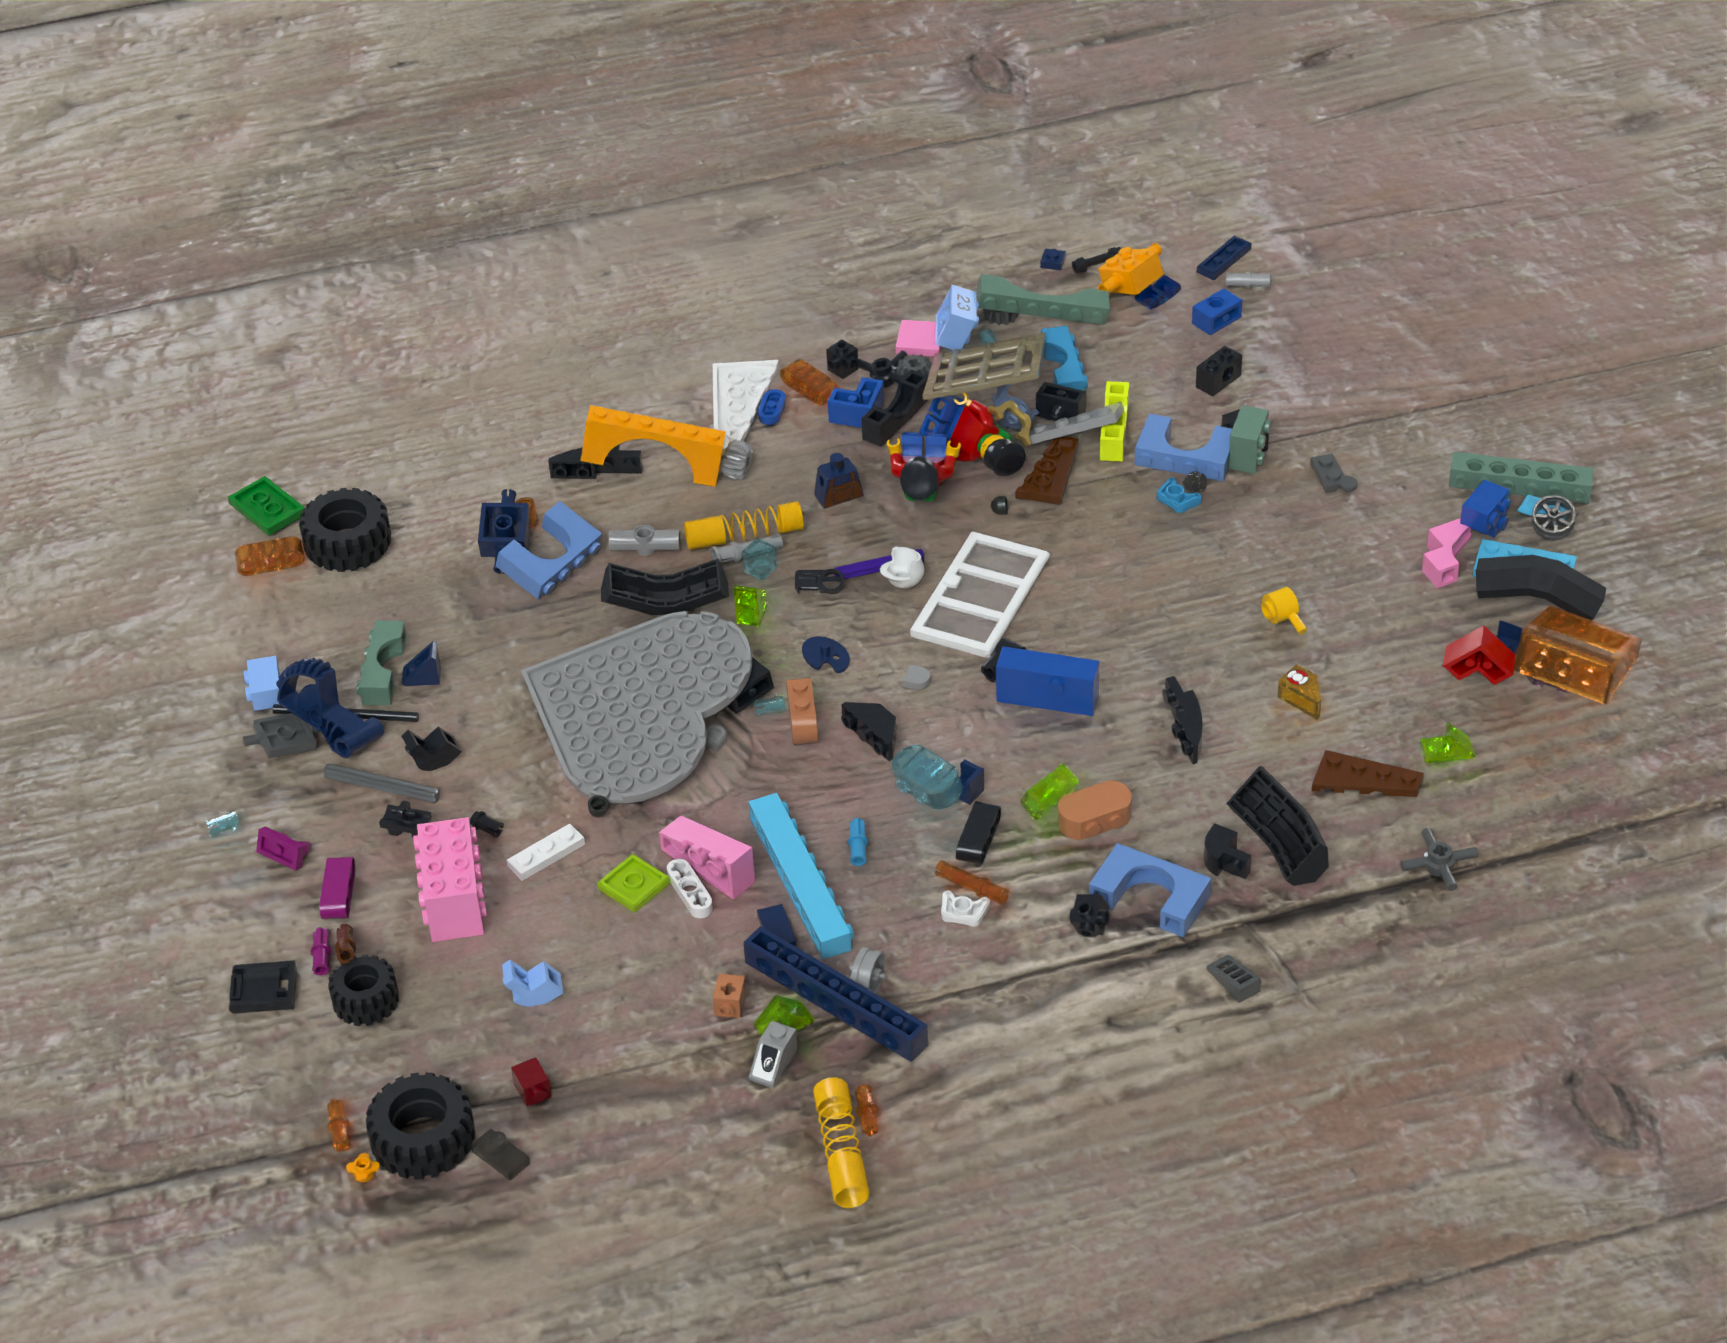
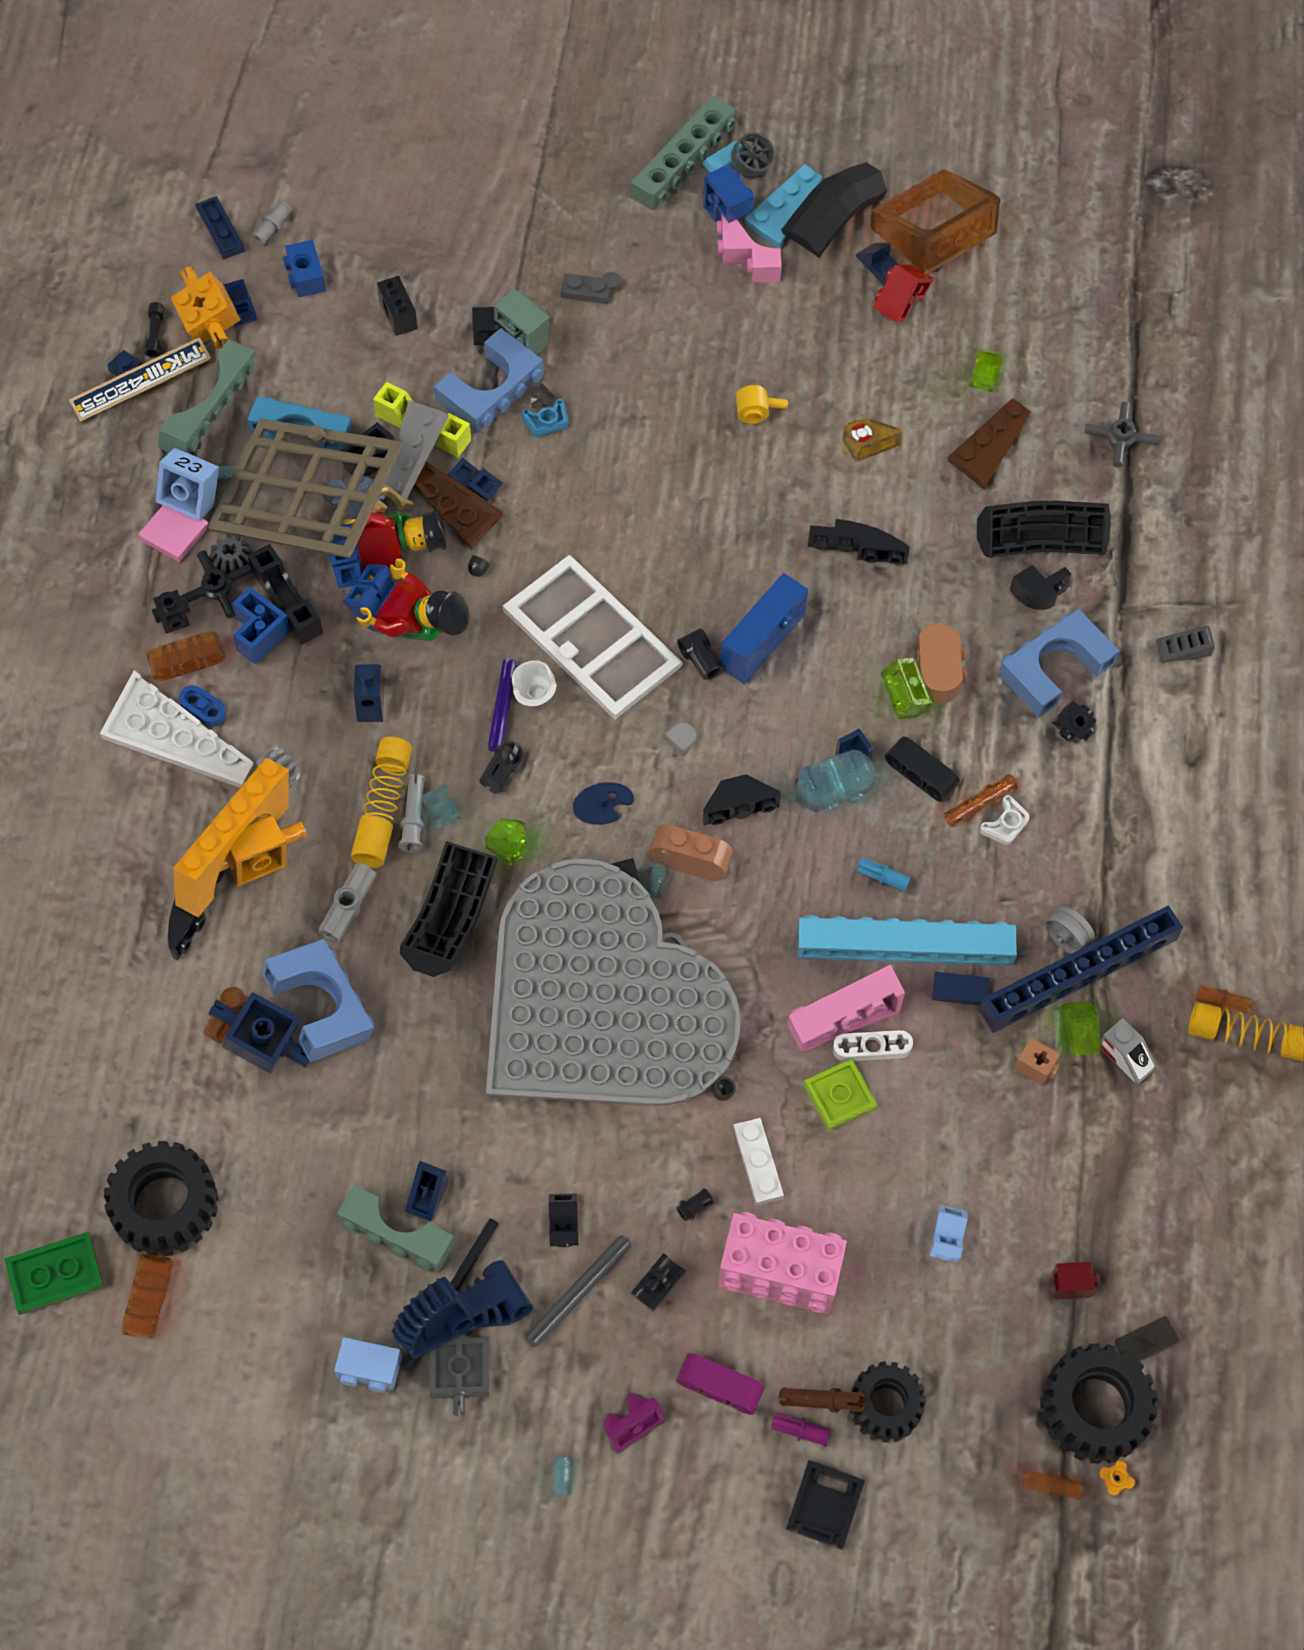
camera: 70 degrees left, 20 degrees up
(655, 470) = (260, 850): none -> light orange brick
(1040, 267) = (139, 379): none -> tile
(1083, 475) = (477, 481): none -> dark blue slope

